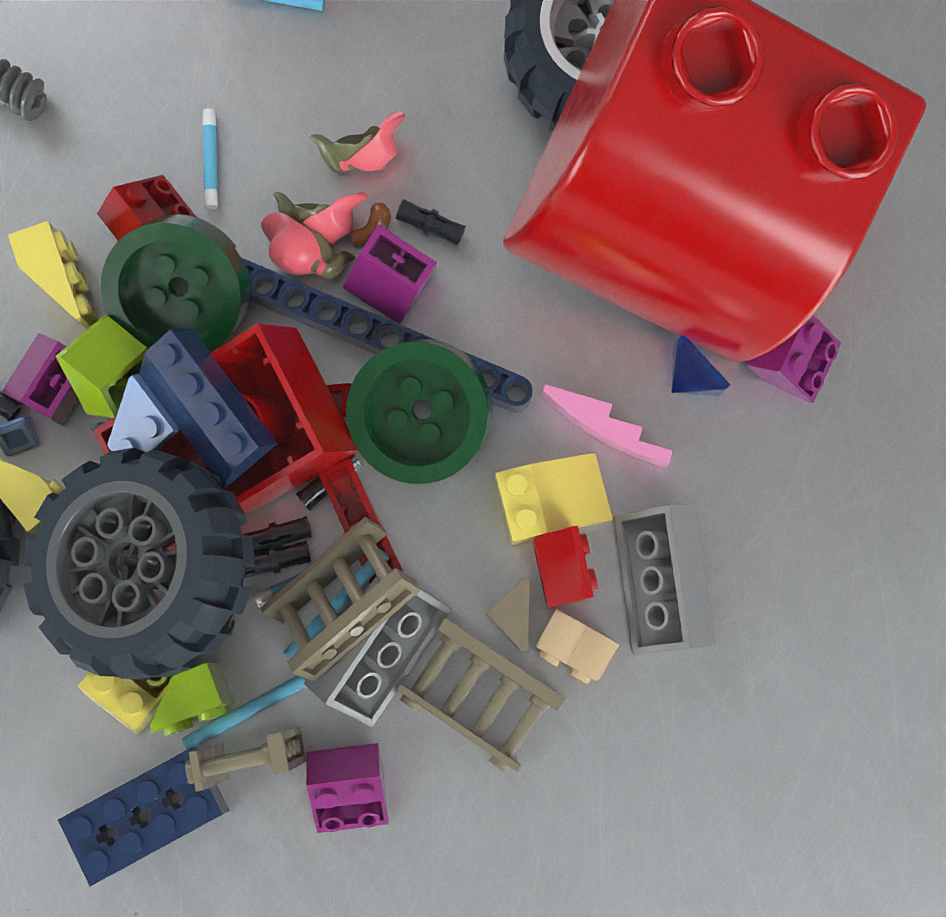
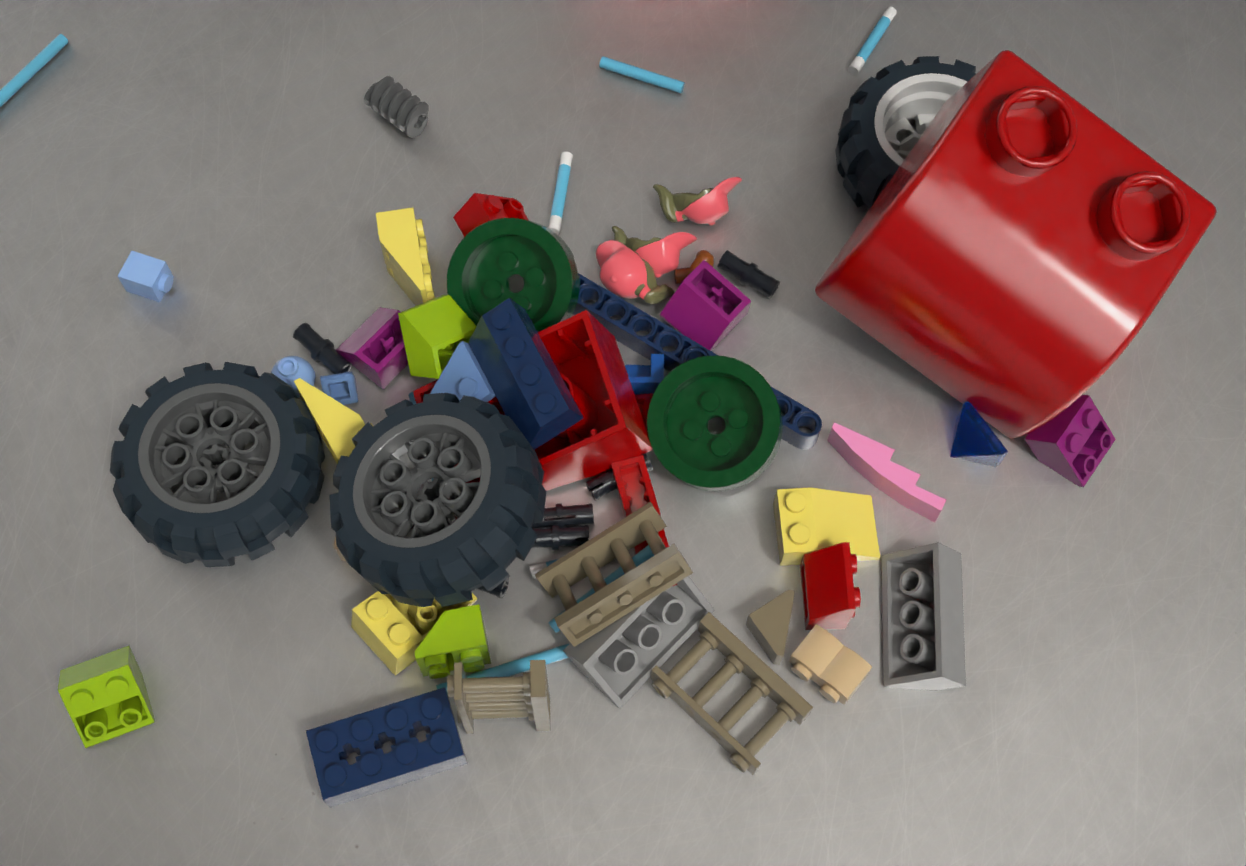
camera: 10 degrees right, 15 degrees down
(338, 363) = (646, 377): none -> blue panel
(346, 788) = (586, 759): magenta slope -> none

